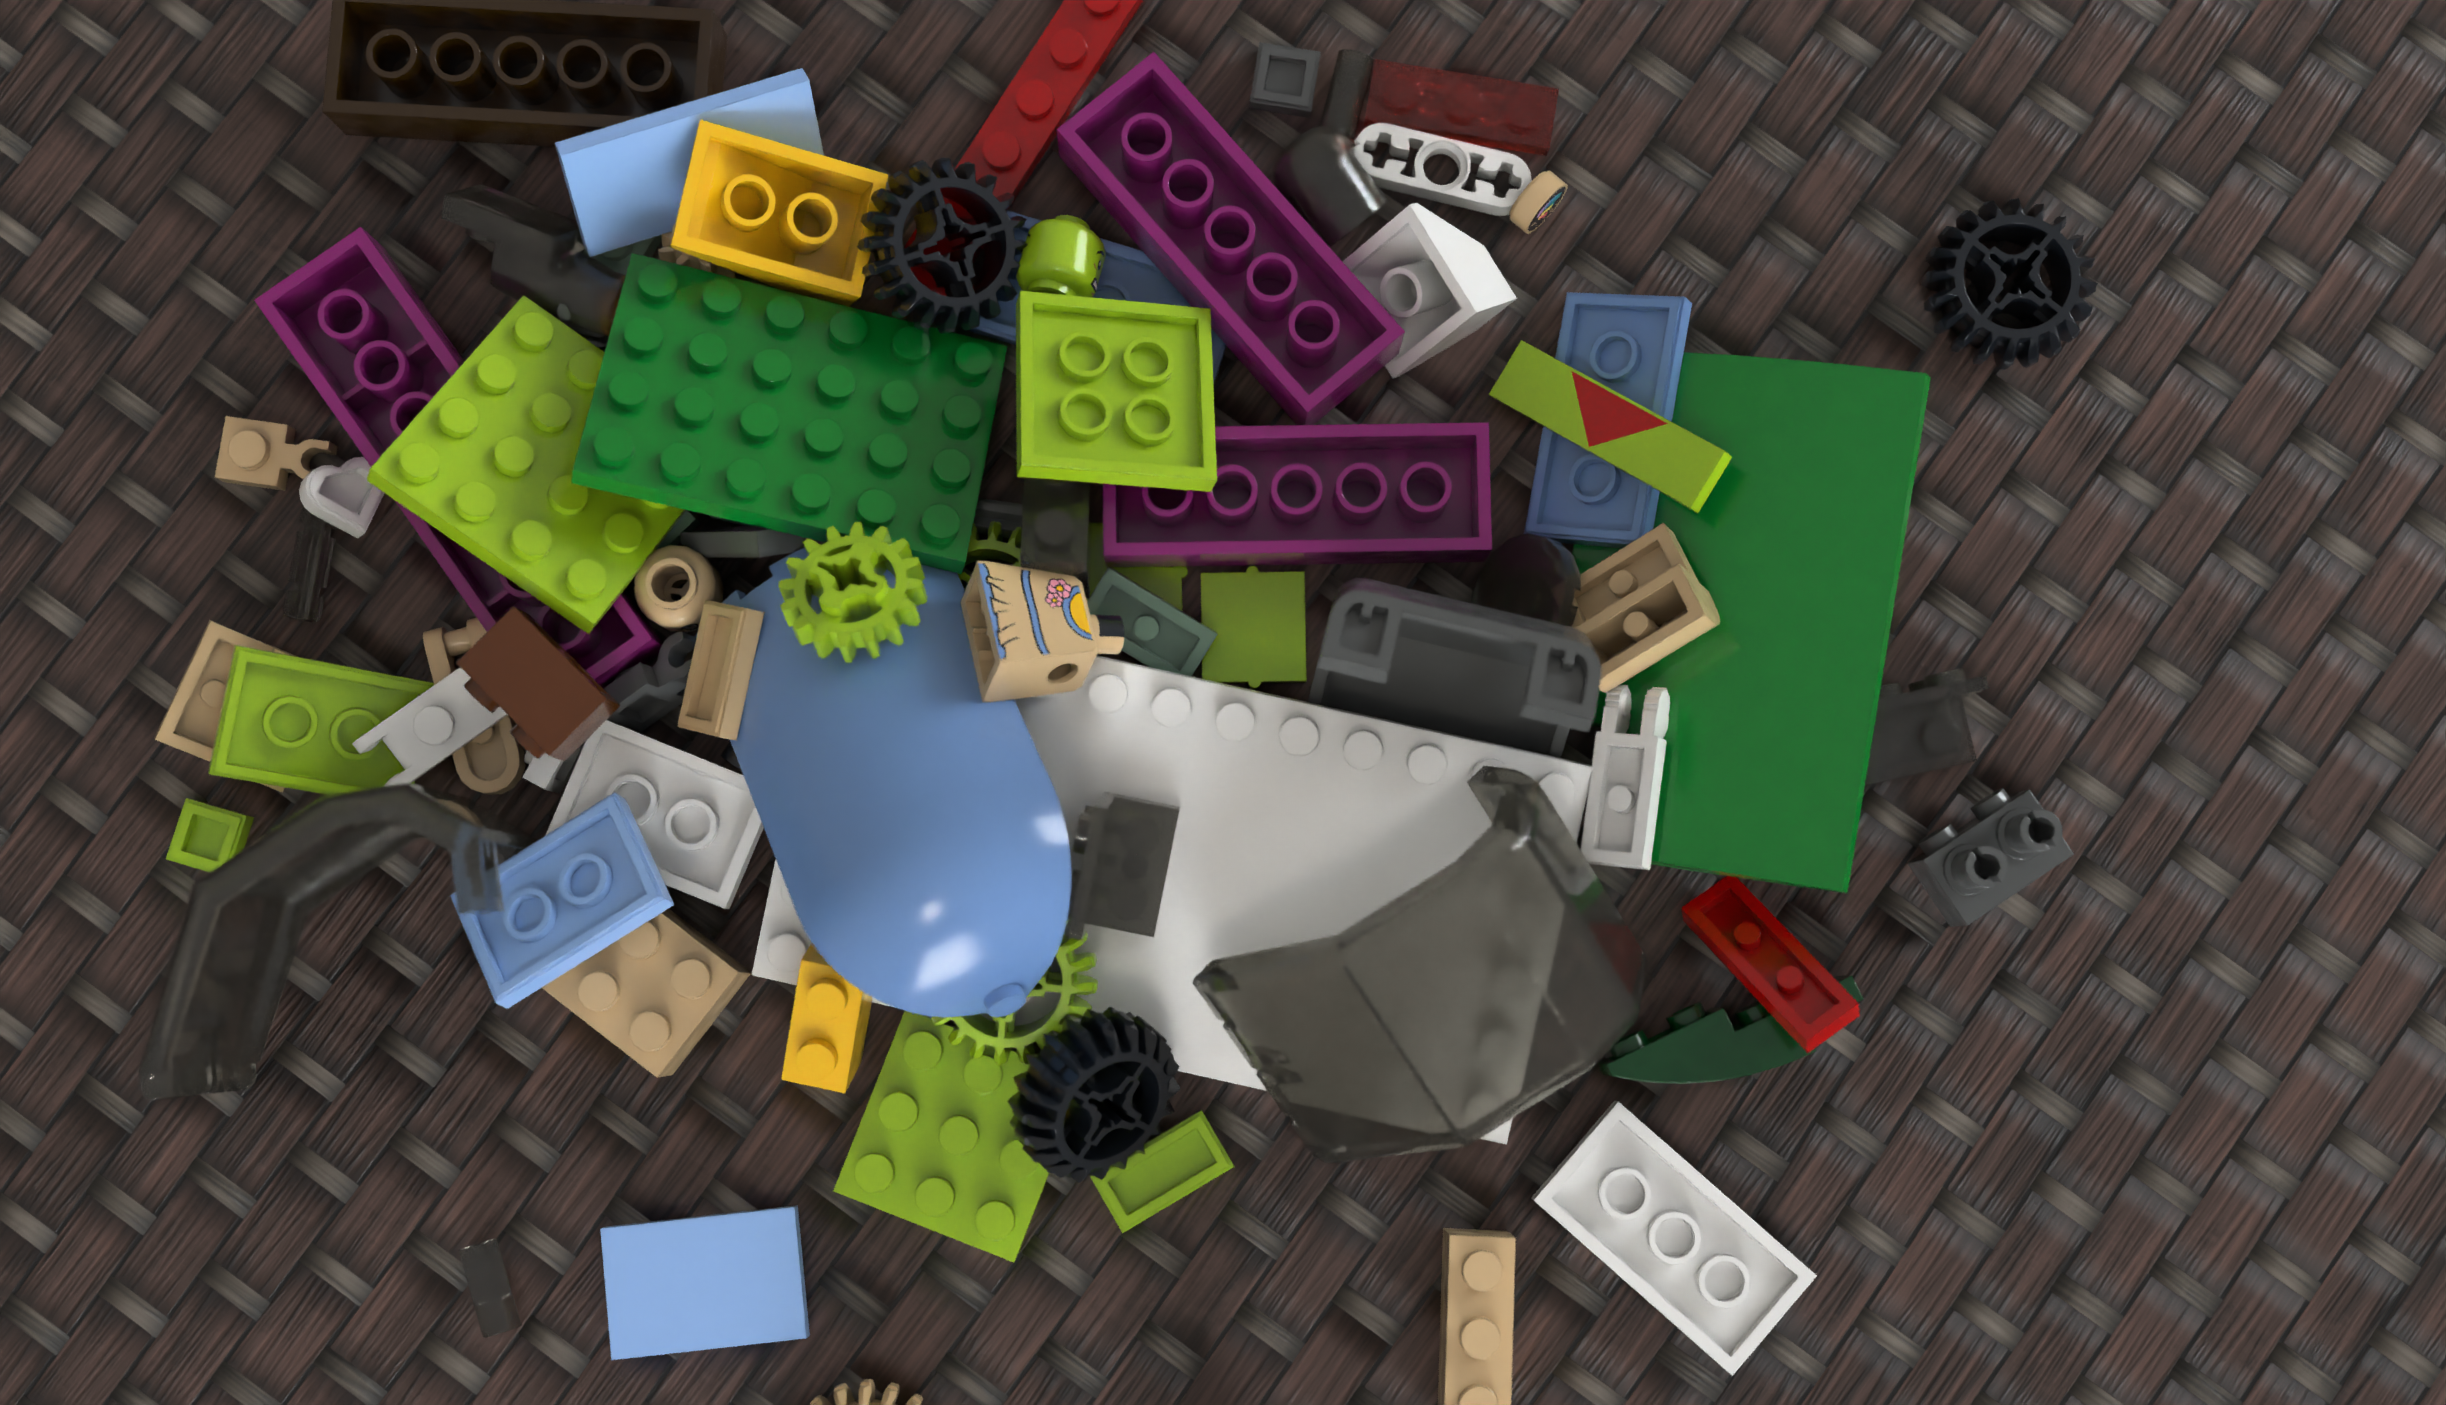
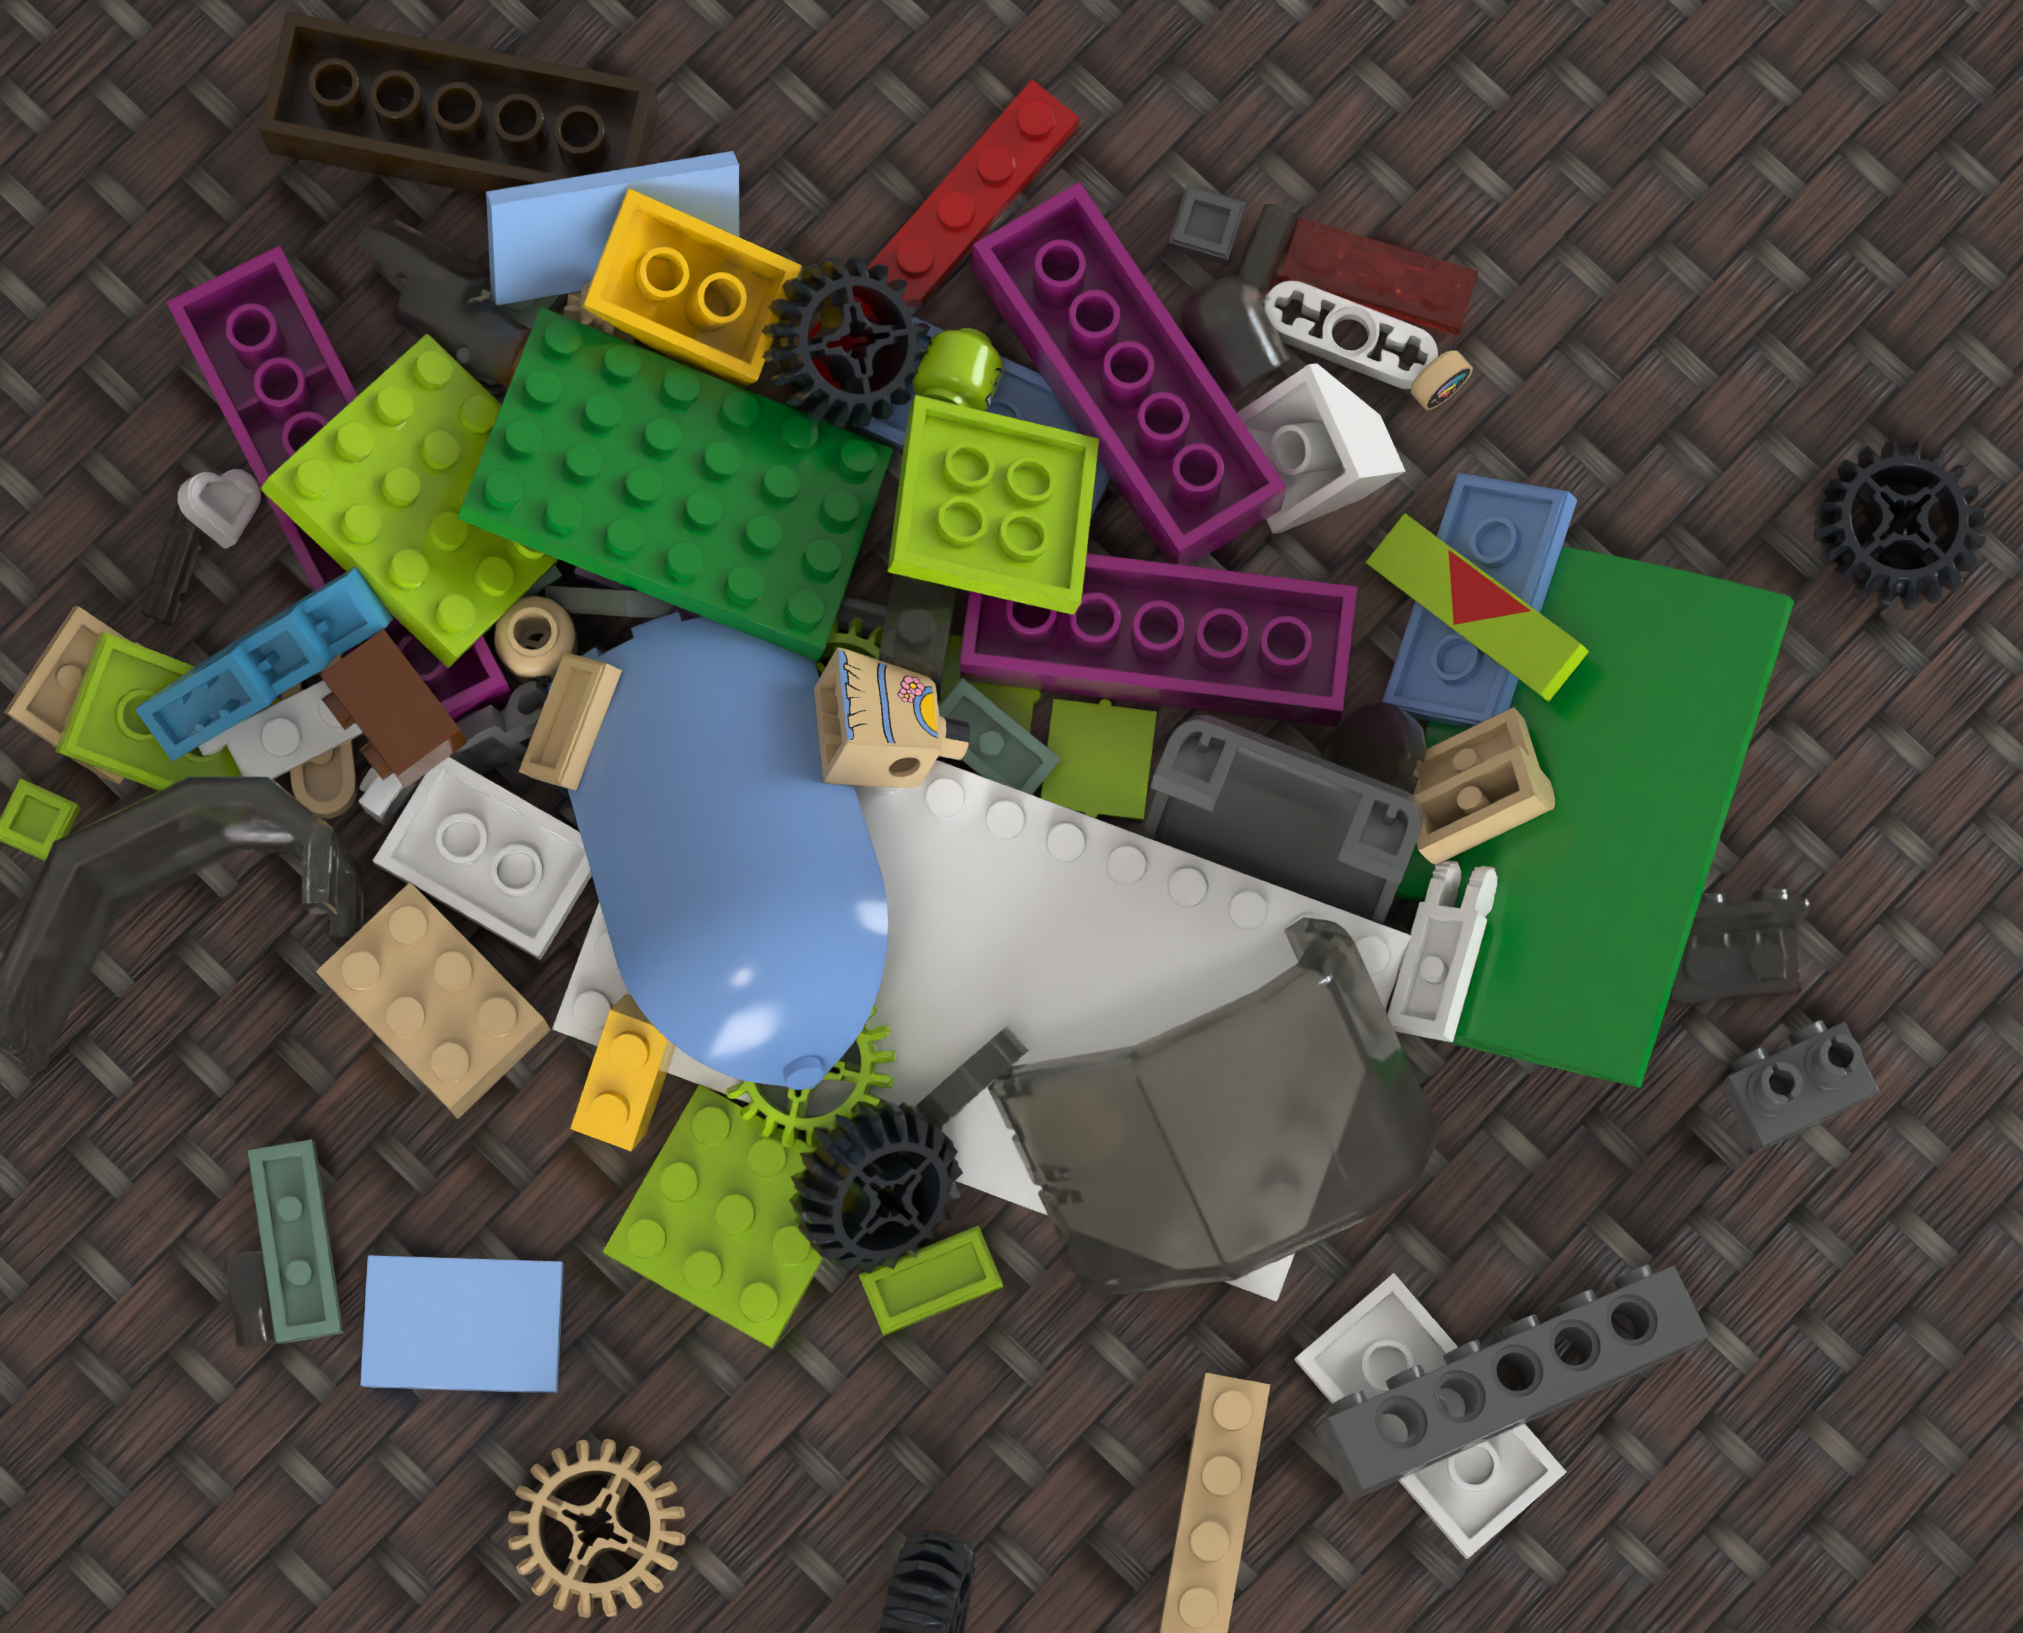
camera: 10 degrees right, 5 degrees down
(264, 453) = (143, 453): tan plate -> none
(402, 655) = (264, 664): none -> dark azure slope
(526, 1225) = (295, 1241): none -> sand green plate
(566, 901) = (389, 922): light blue tile -> none
(853, 592) = (713, 660): lime gear -> none
(1123, 866) = (935, 965): clear smoke bracket -> none
(1175, 970) = (972, 1077): none -> clear smoke beam
(1707, 1046) = (1489, 1234): dark green slope -> none
(1770, 962) = (1561, 1153): red plate -> none
(1892, 1120) = (1368, 1460): none -> dark grey brick

